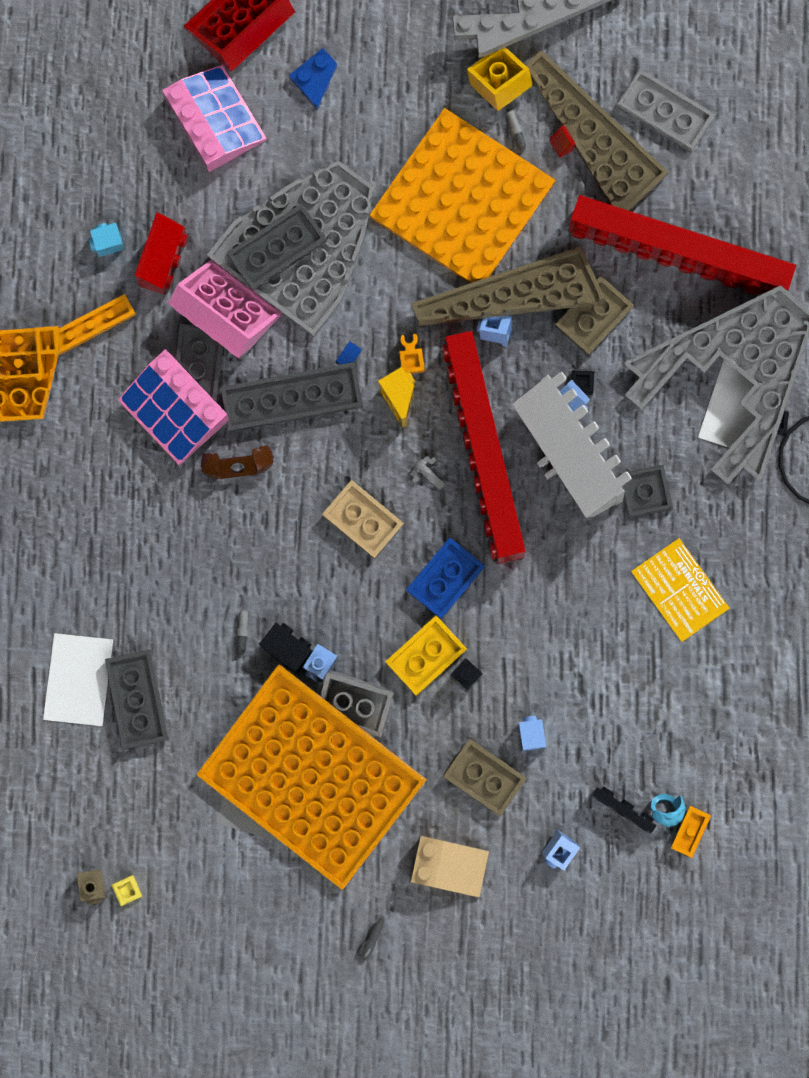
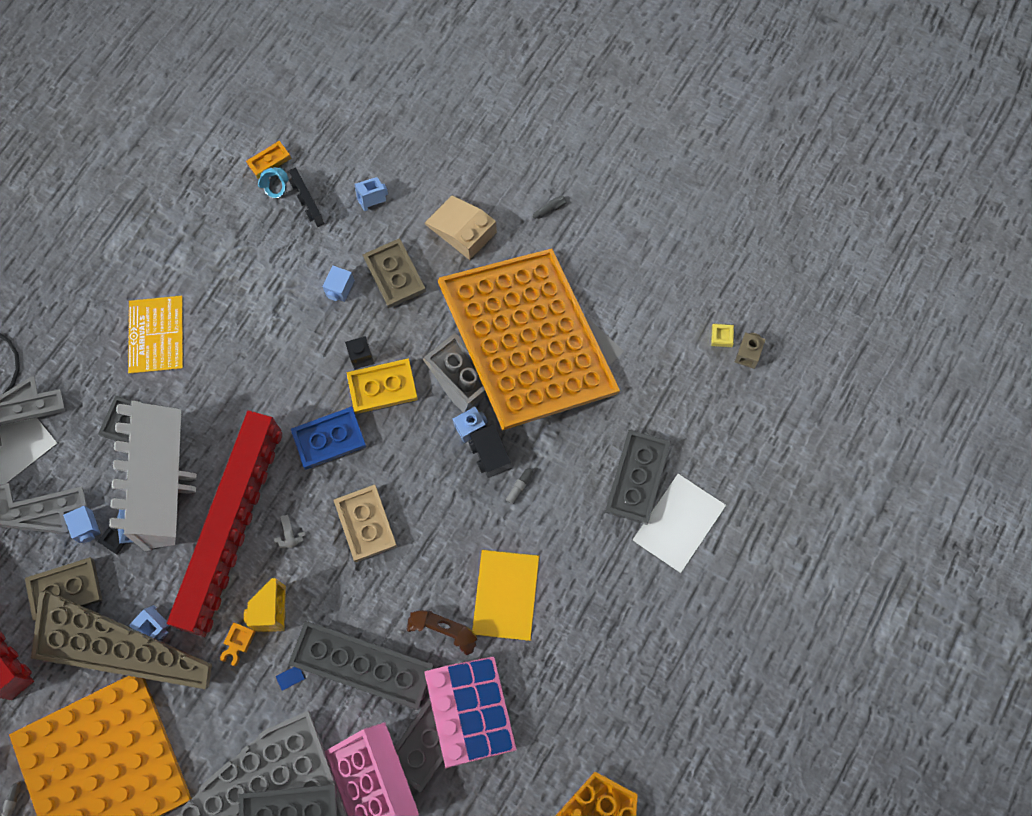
camera: 150 degrees left, 10 degrees down
(201, 528) = (505, 595): none -> yellow sticker
(616, 376) = (82, 524): none -> light blue brick

